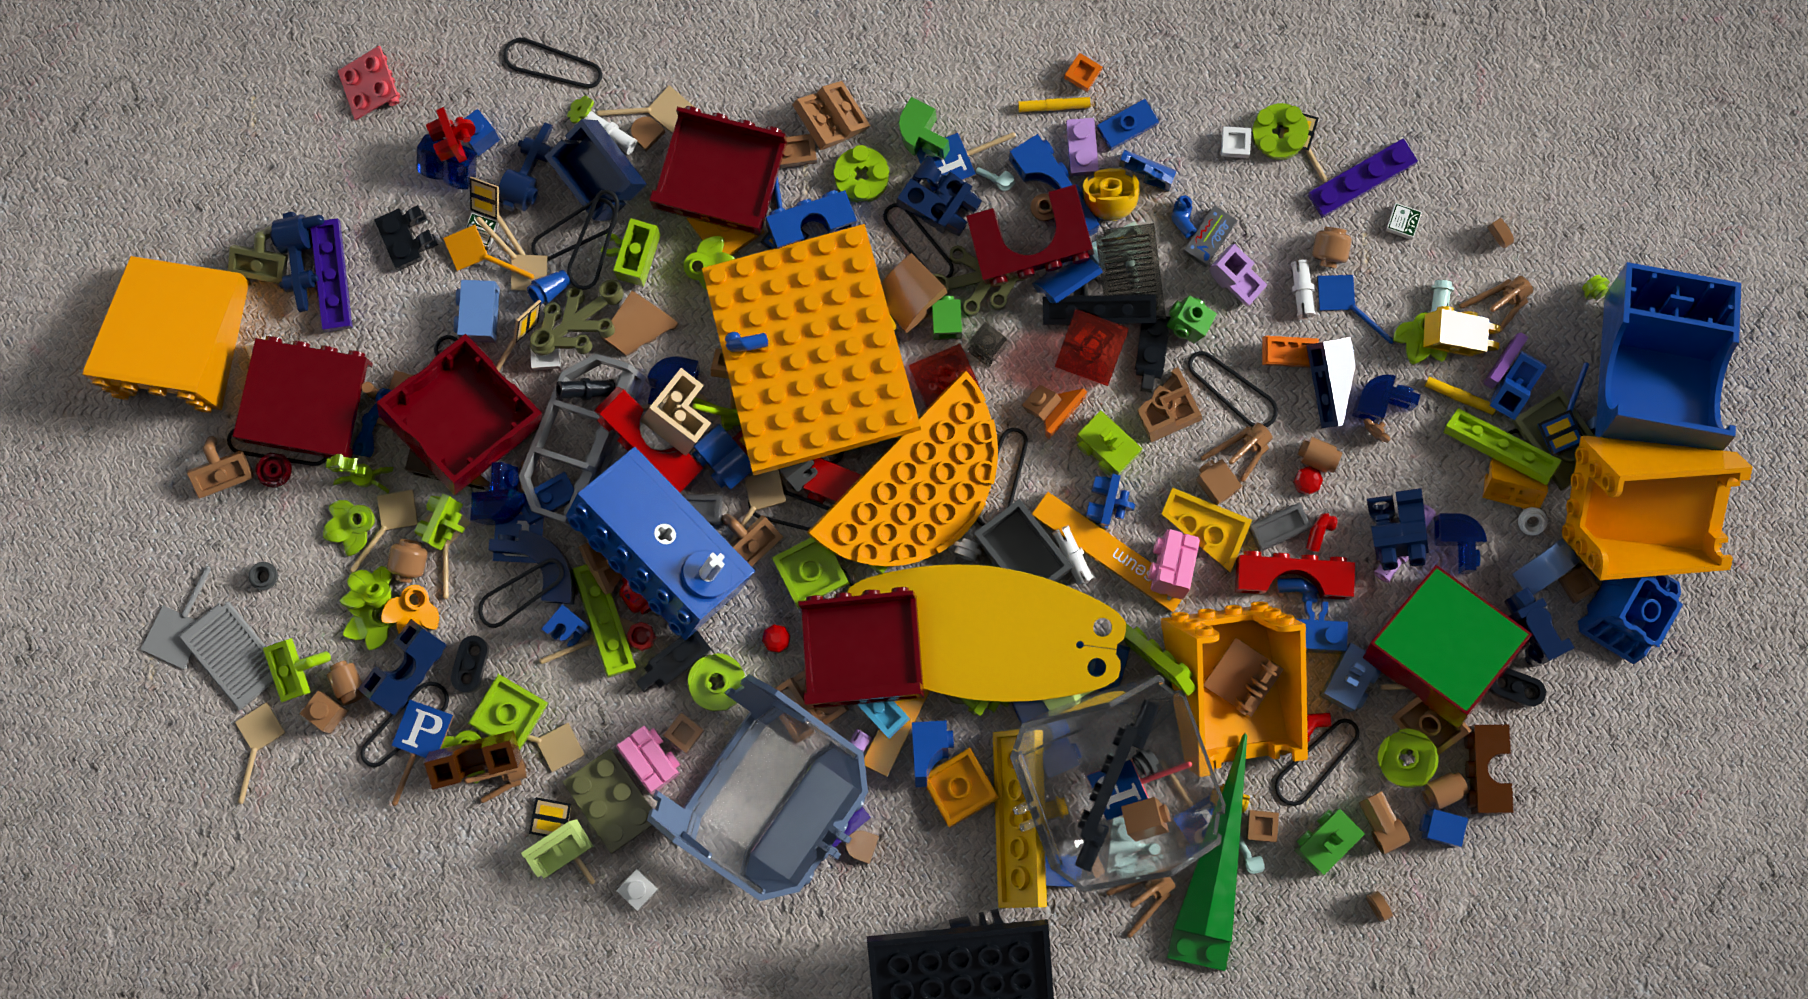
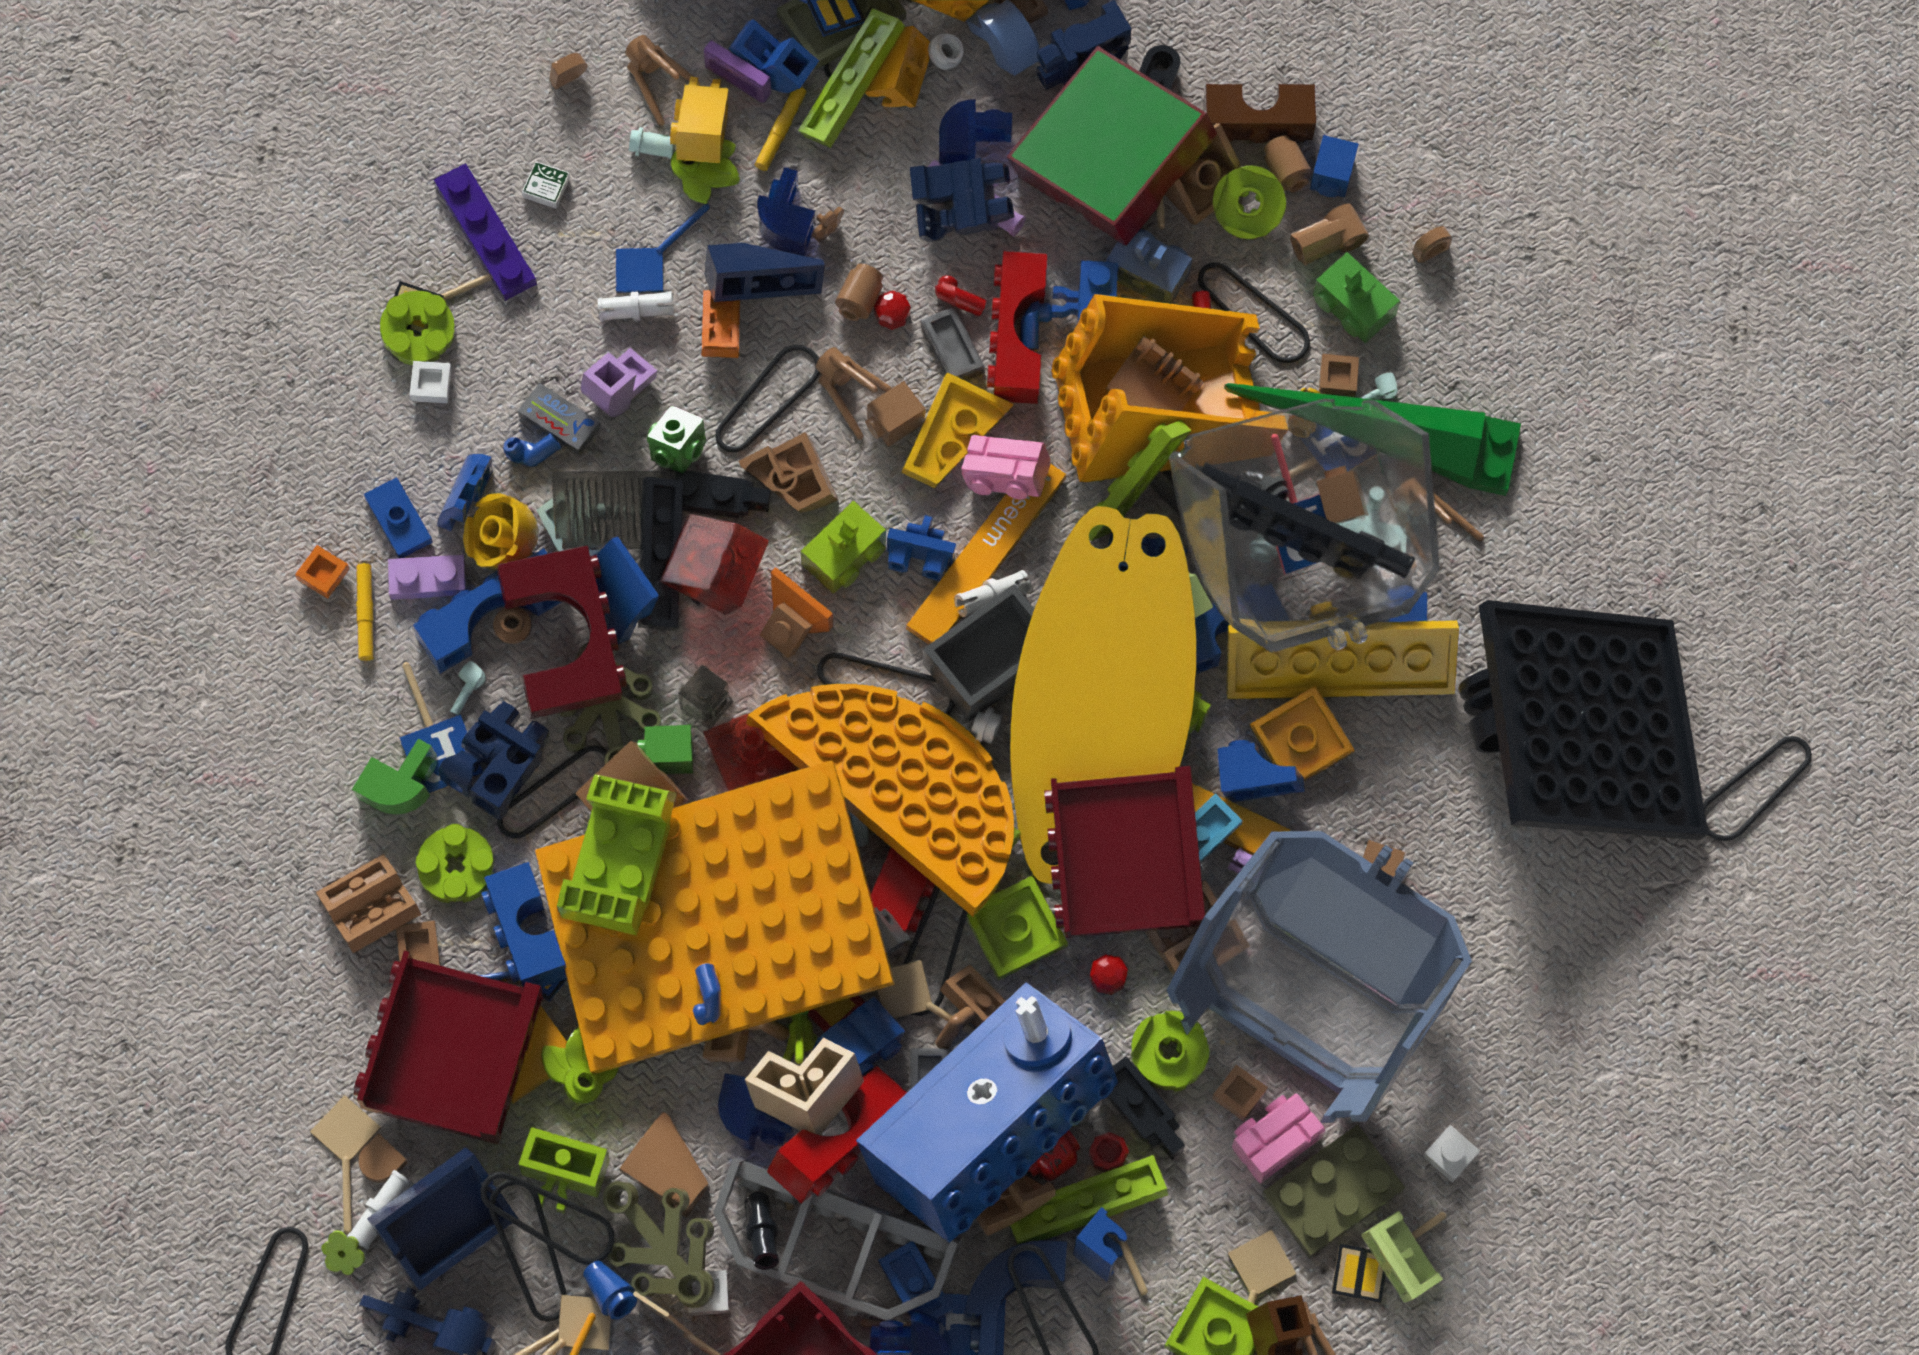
camera: 95 degrees left, 10 degrees down
(851, 276) = (618, 855): none -> lime plate
(1331, 246) = (580, 268): medium nougat head -> none

